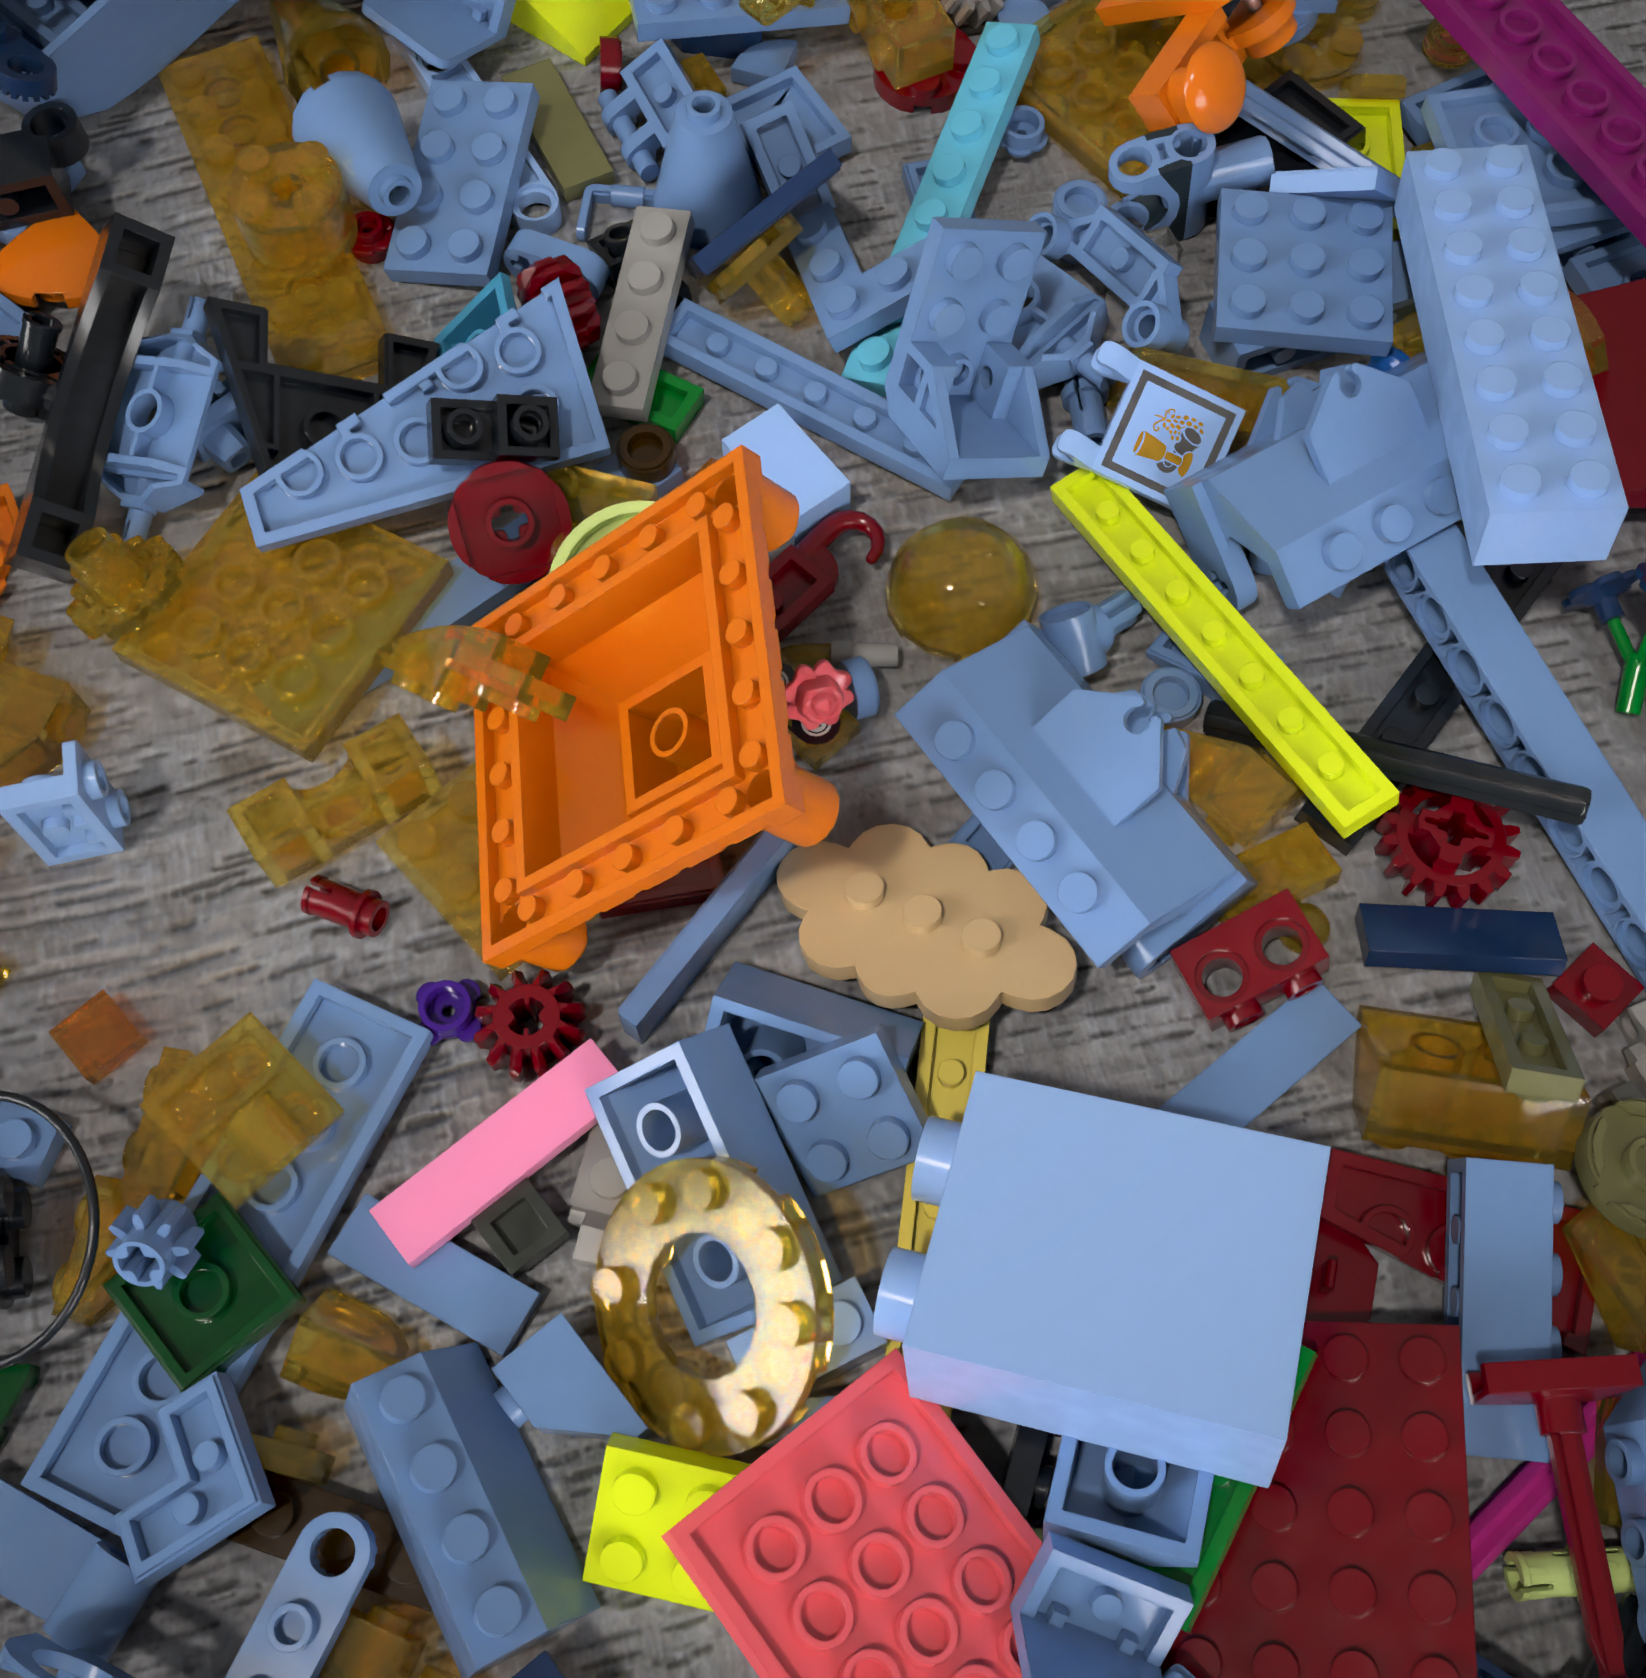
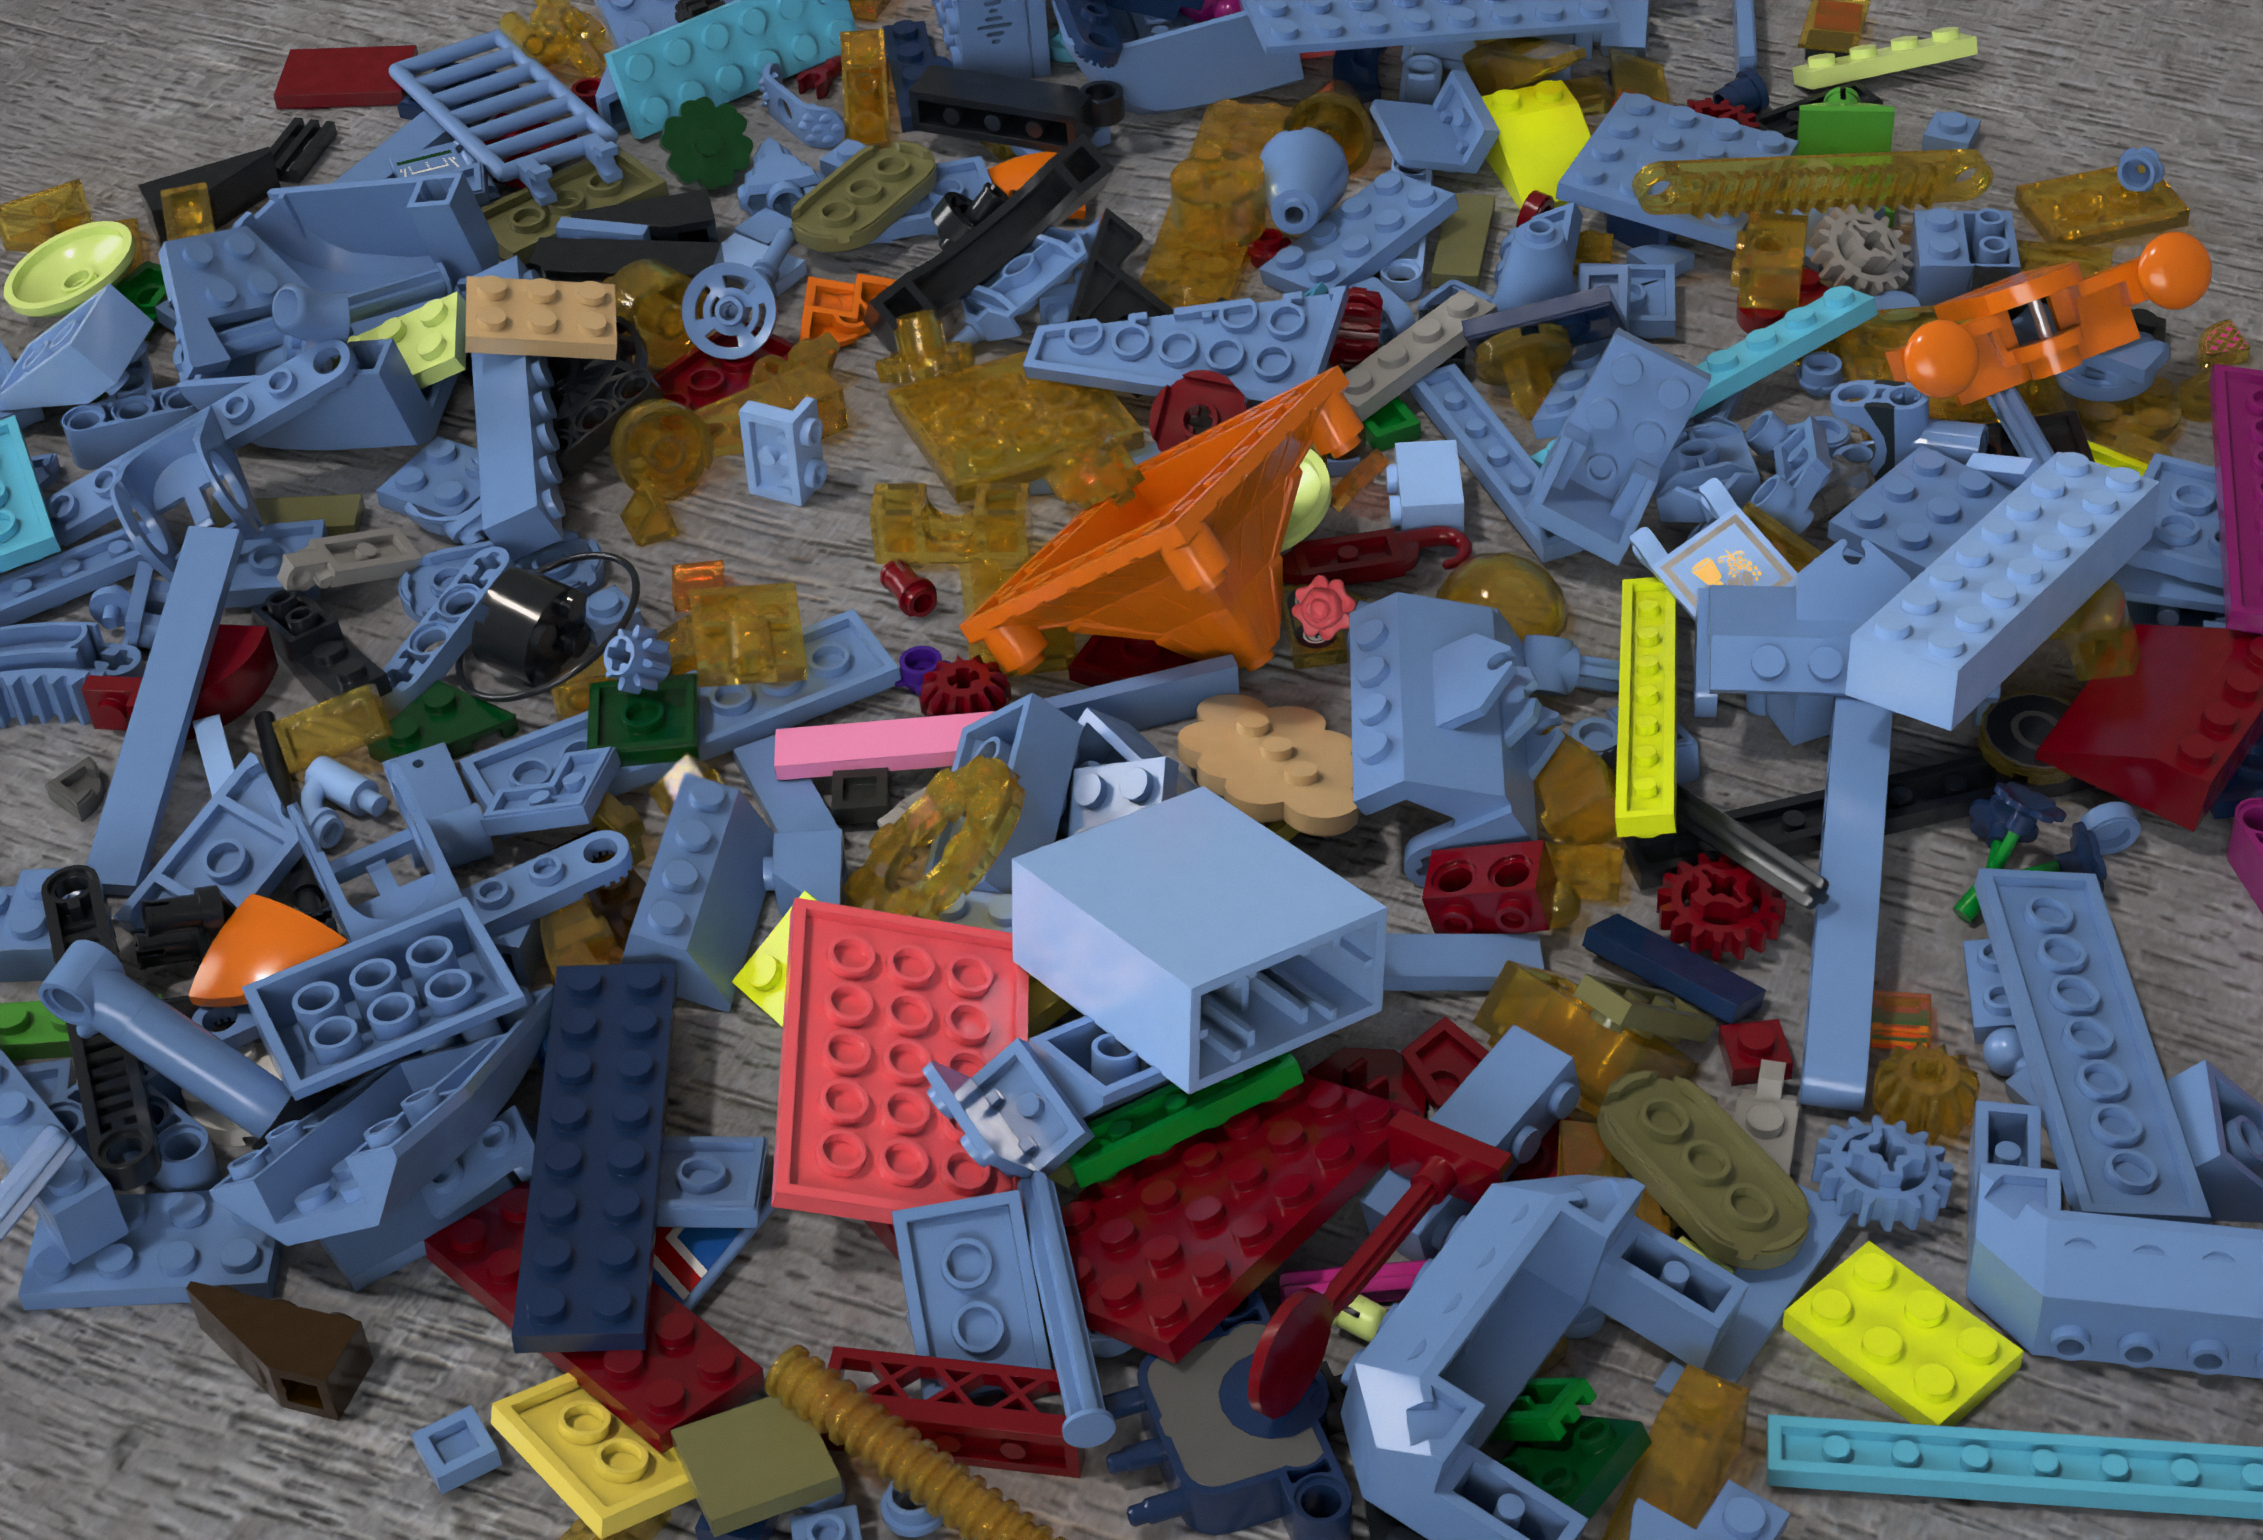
camera: 40 degrees right, 25 degrees down
(492, 430) = (1242, 359): black slope -> none

